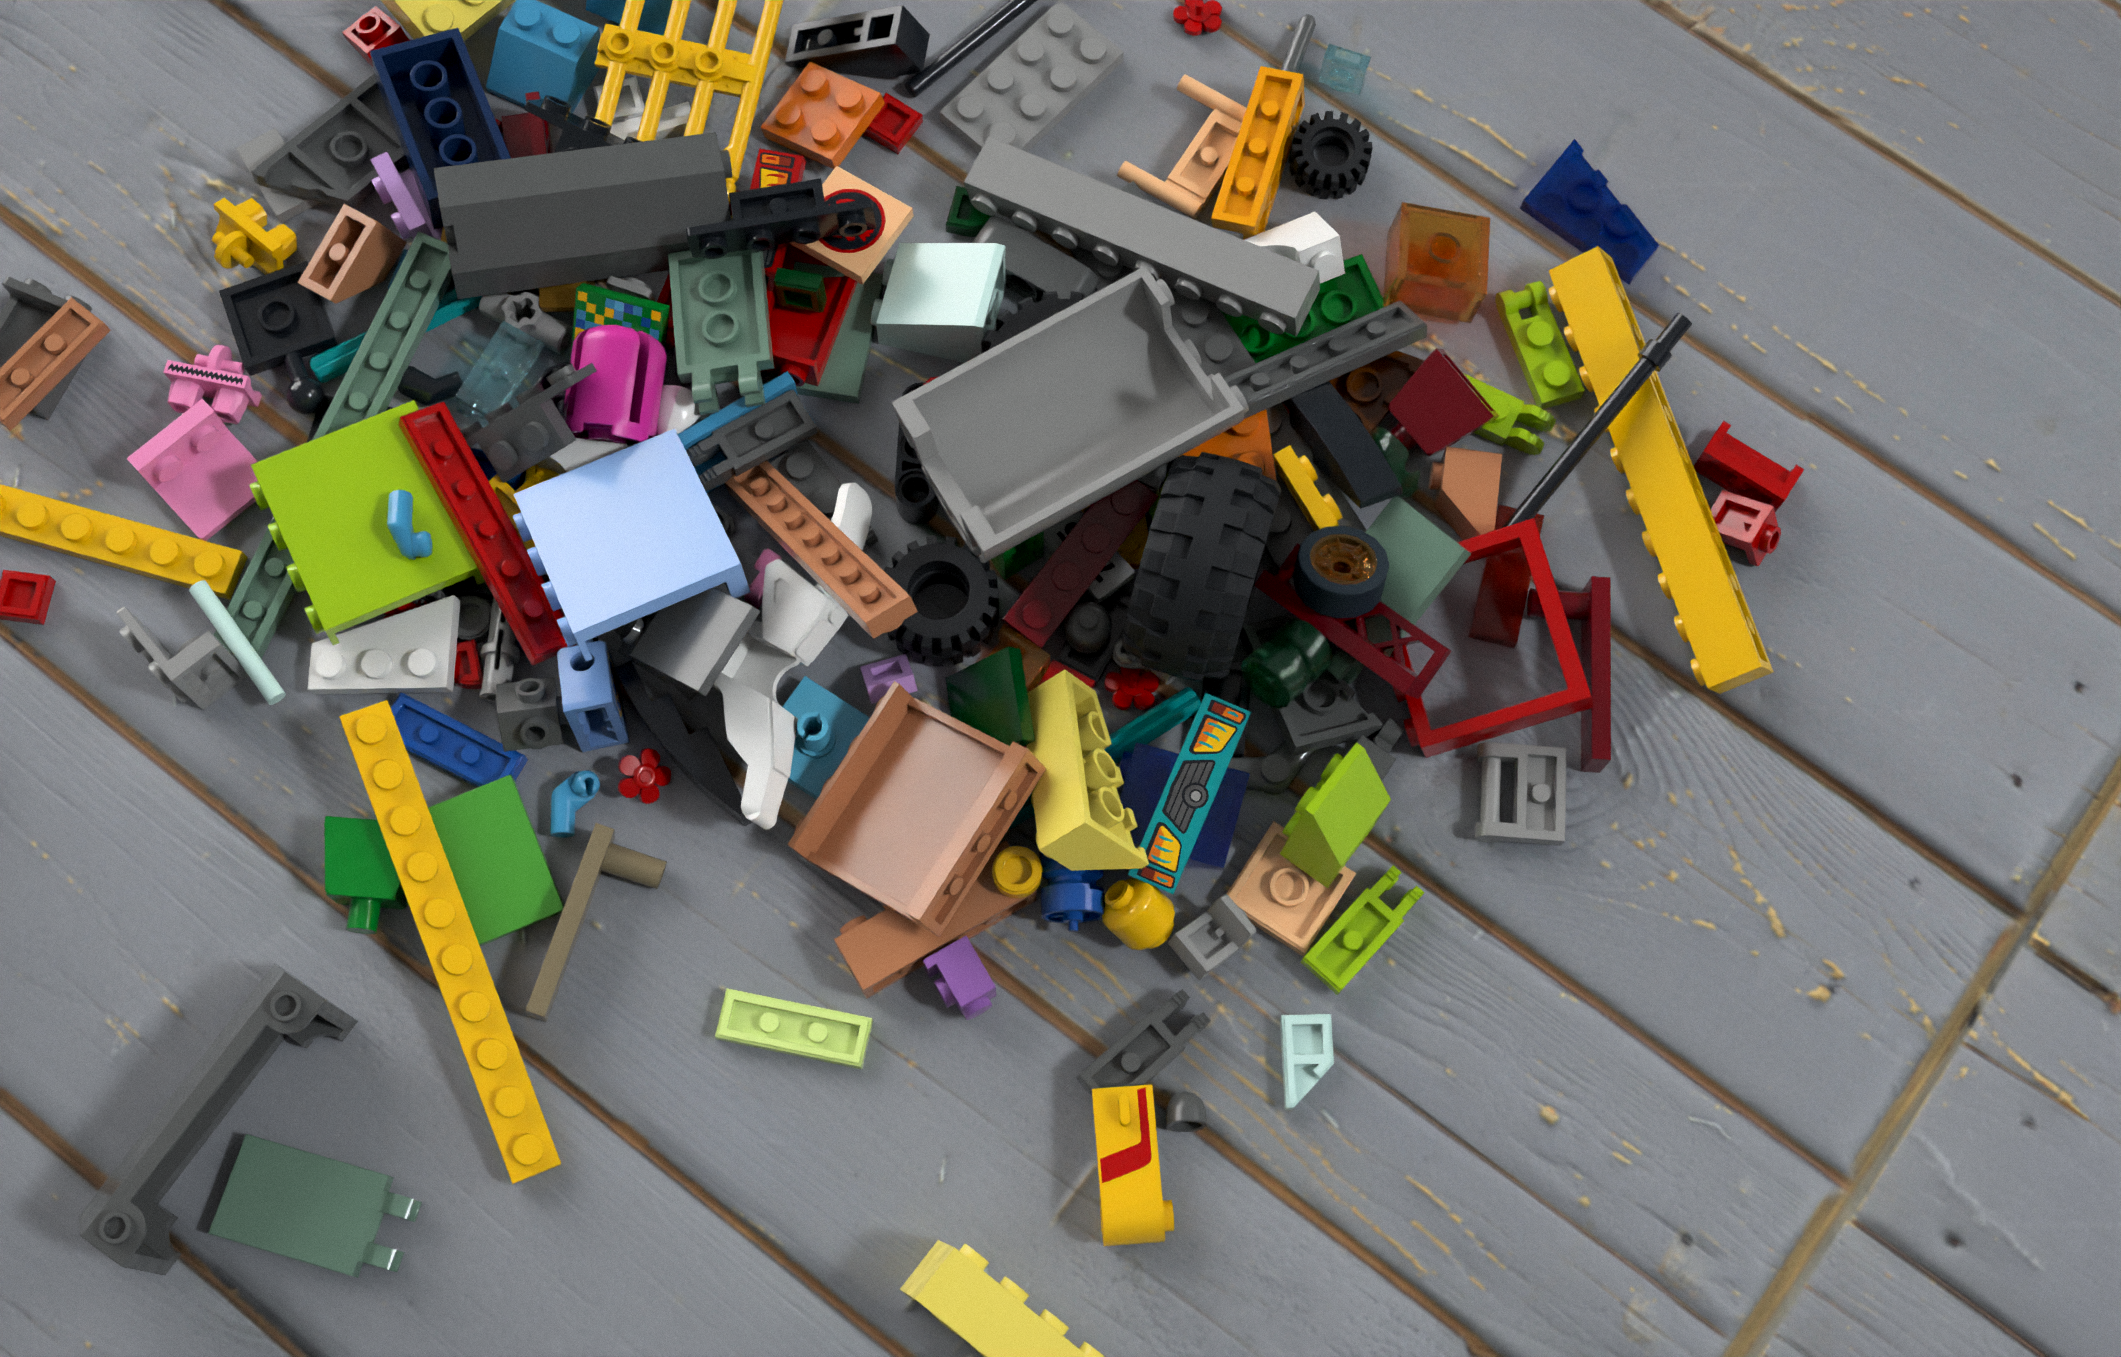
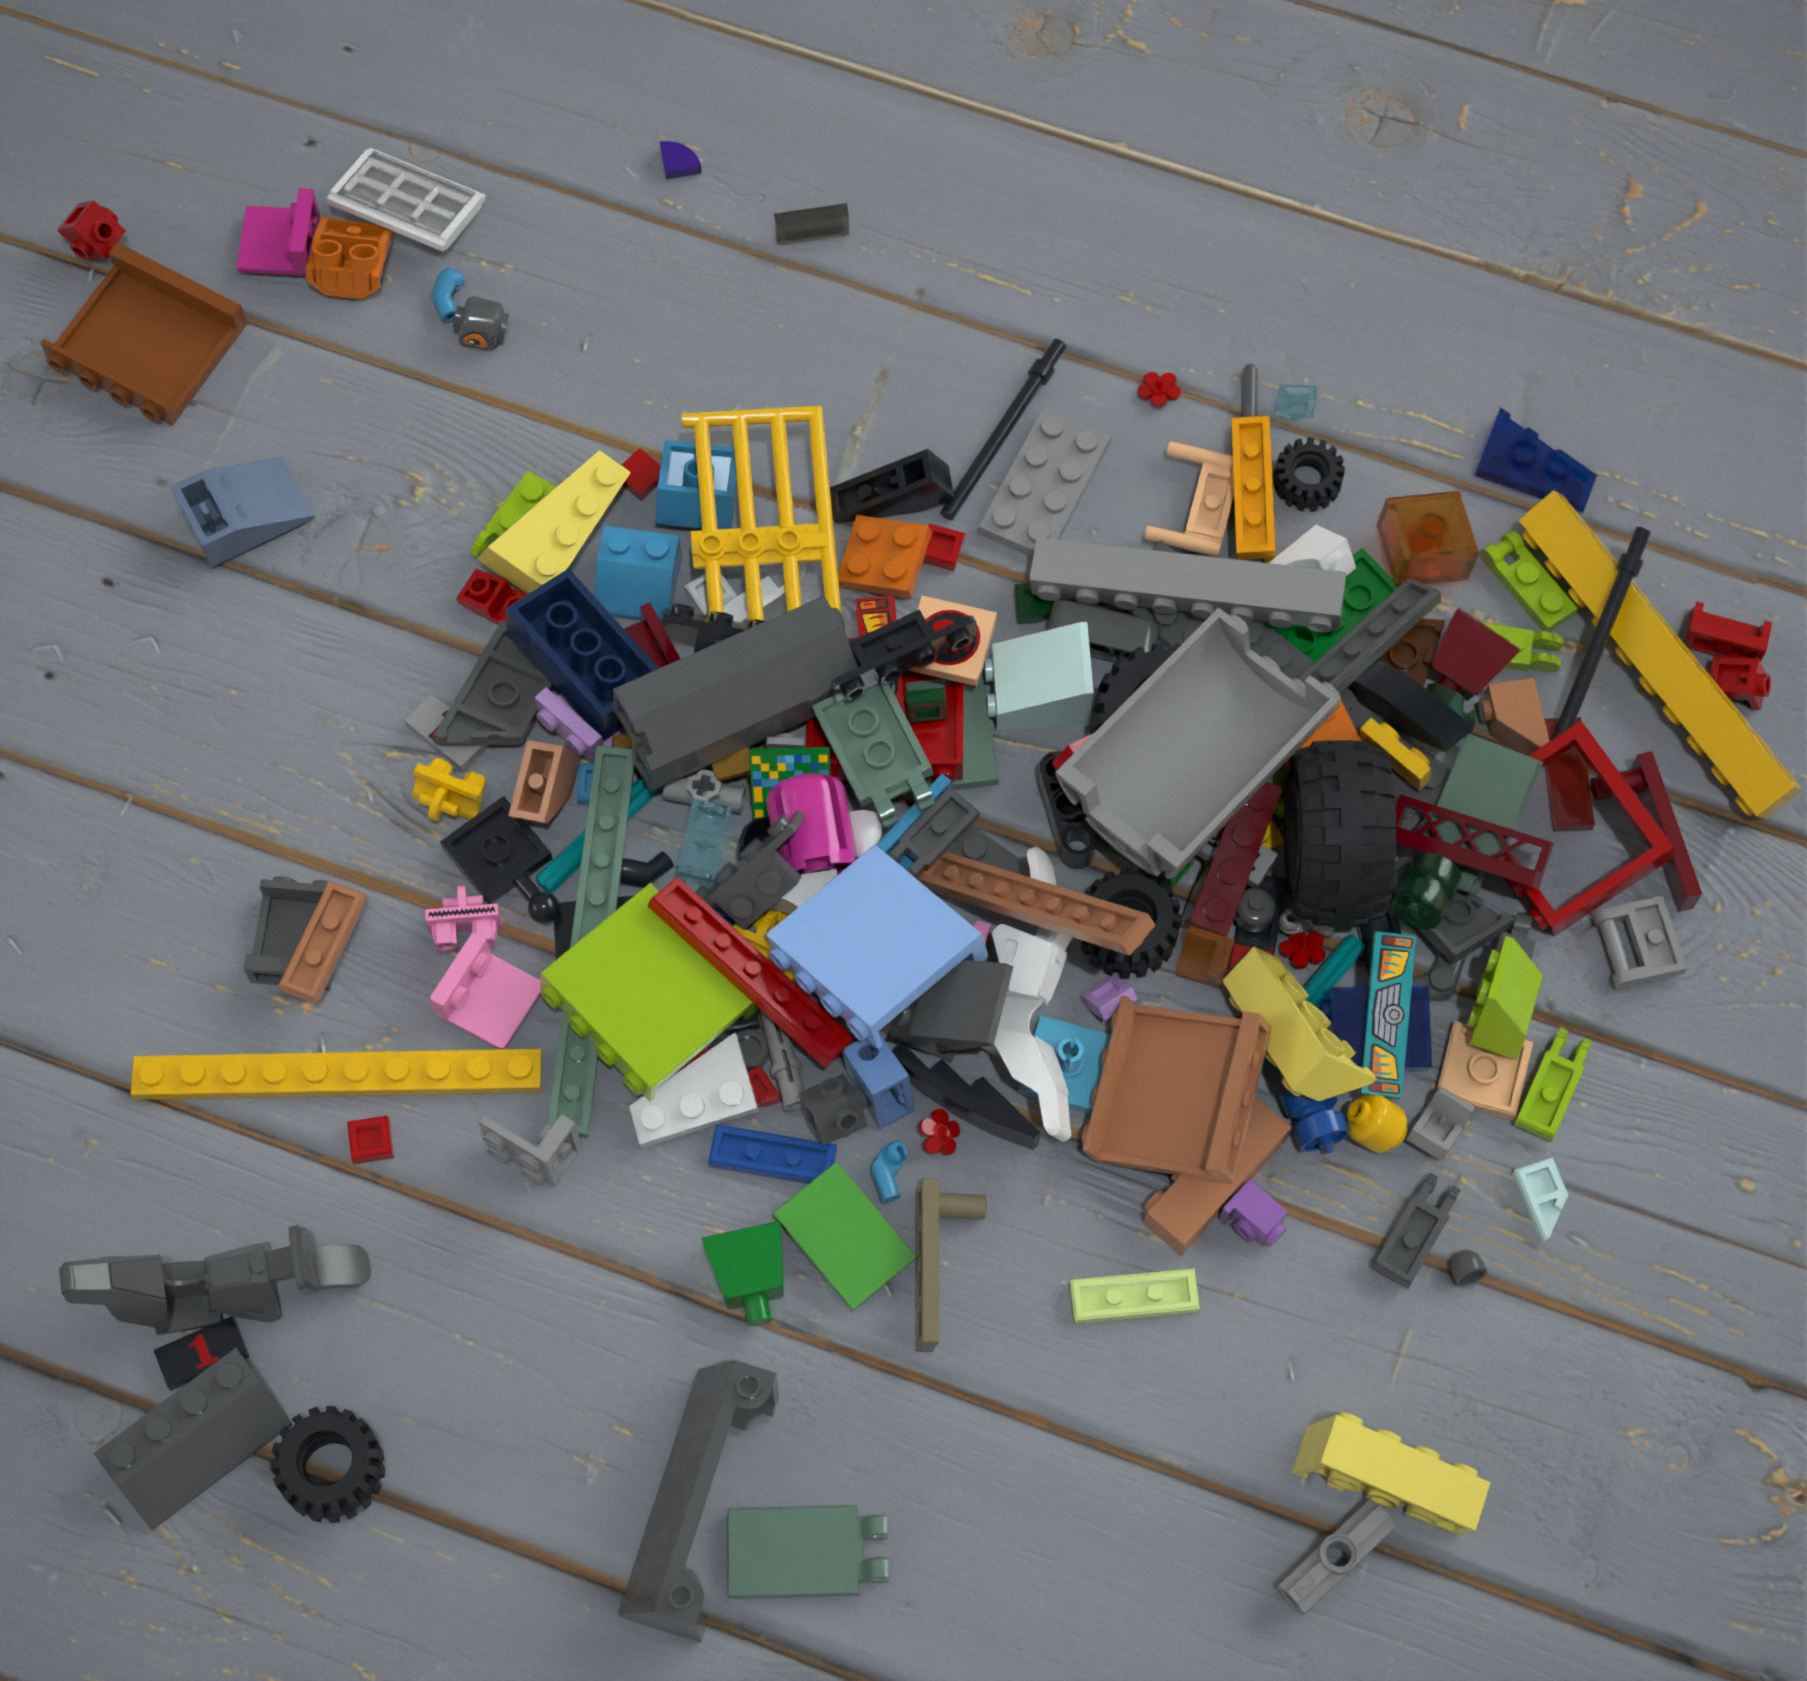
camera: 15 degrees left, 5 degrees down
(237, 642) = (585, 1130): light aqua bar -> none
(401, 528) = (683, 984): dark azure arm -> none
(450, 942) = (840, 1306): yellow plate -> none
(993, 697) = (1202, 985): dark green tile -> none
(1017, 872) = (1273, 1116): yellow tile -> none
(1129, 1167) = (1450, 1341): yellow door -> none
(1340, 572) = (1447, 806): black wheel -> none

